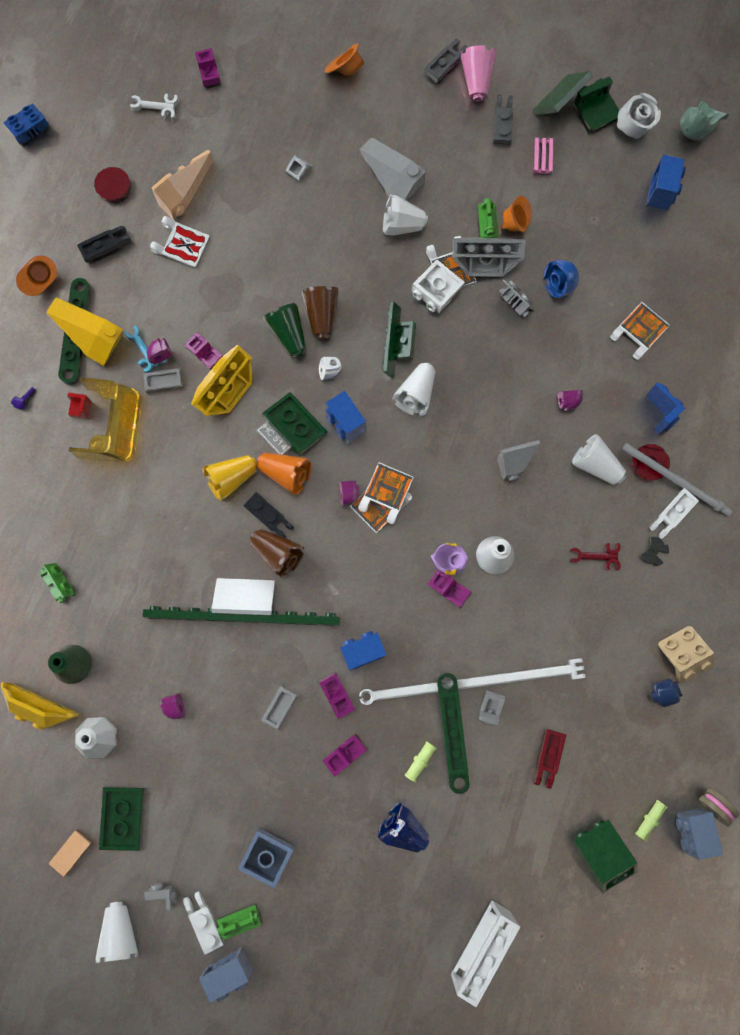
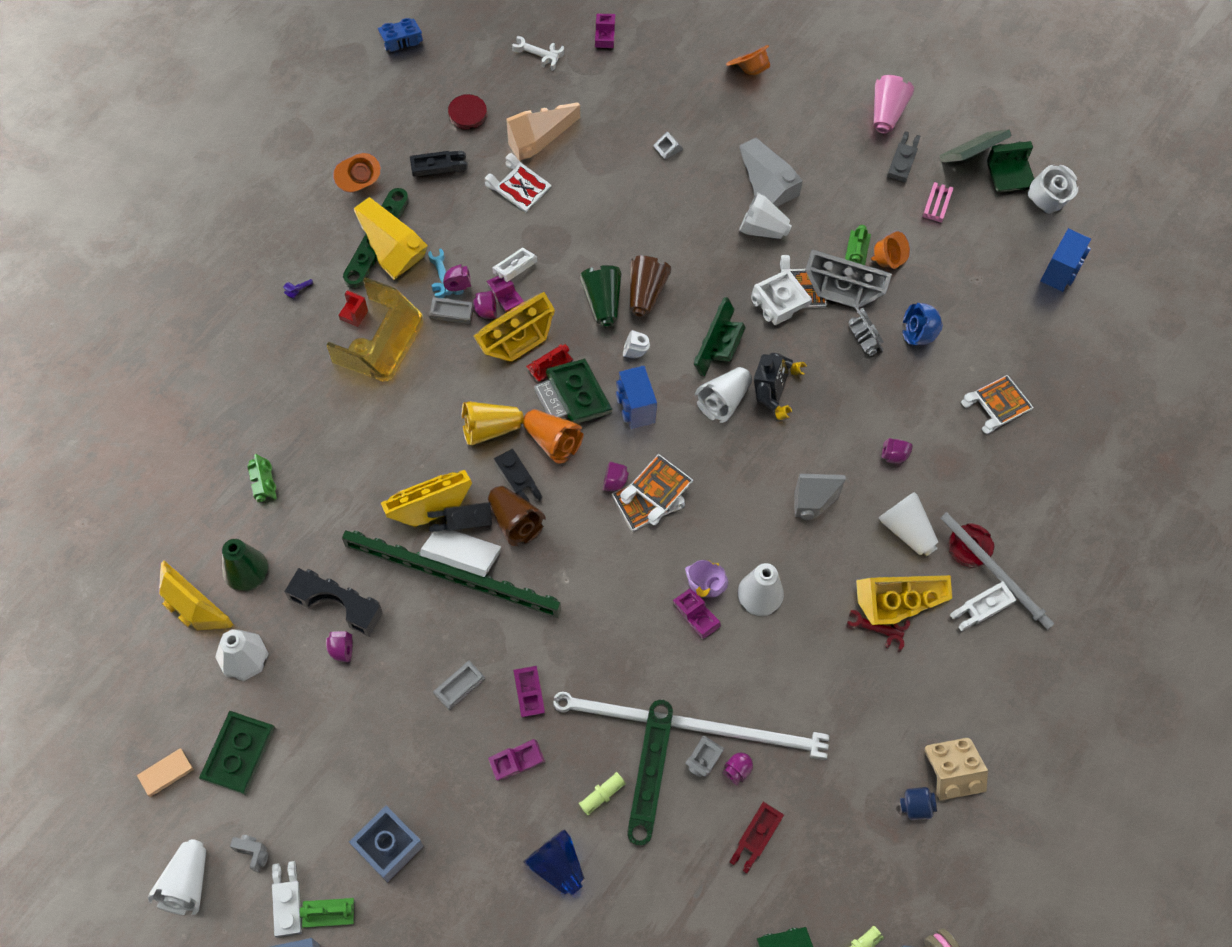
camera: 15 degrees right, 15 degrees down
(130, 667) = (308, 589): none -> black arch
(190, 368) = (485, 305): none -> magenta piece
(200, 559) = (413, 503): none -> yellow wedge
(205, 322) = (515, 264): none -> white tile
(234, 566) = (462, 517): none -> black hinge
(262, 402) = (553, 358): none -> red hinge
(363, 651) = (575, 647): blue brick -> none
(444, 61) = (856, 86): dark grey hinge -> none
(451, 366) = (770, 381): none -> black torso
(519, 706) = (738, 767): none -> magenta piece
(602, 529) = (896, 598): none -> yellow wedge
(653, 549) = (943, 645): pearl dark grey piece -> none
(667, 404) = (1007, 487): blue bracket -> none
(700, 121) = (1122, 212): sand green piece -> none

